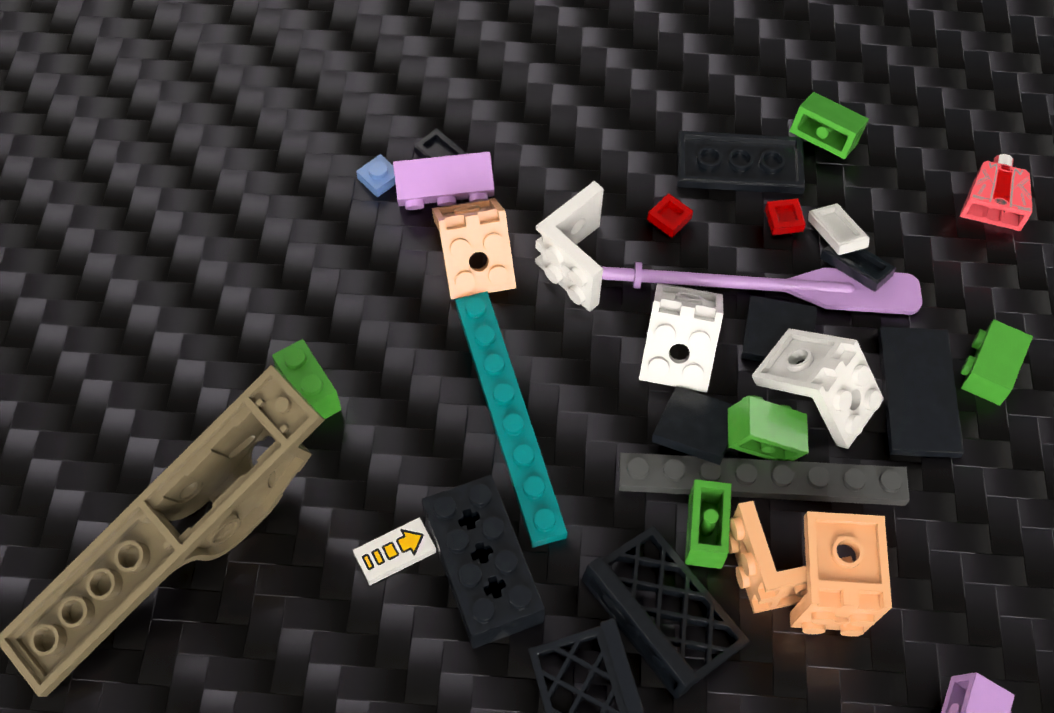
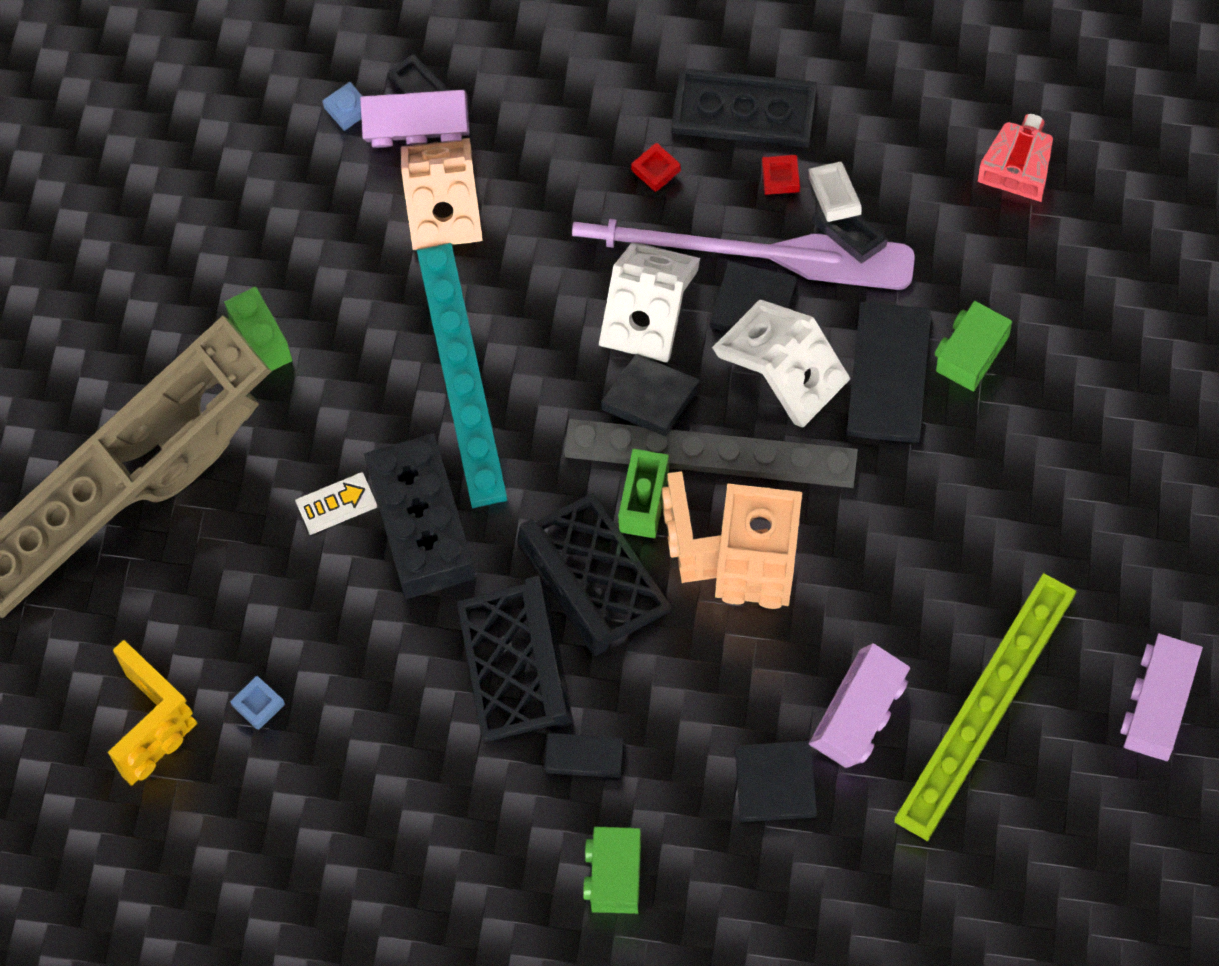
camera: 10 degrees right, 5 degrees up
(561, 256) = (535, 183): white bracket -> none
(767, 429) = (718, 403): bright green brick -> none
(828, 125) = (845, 70): bright green brick -> none

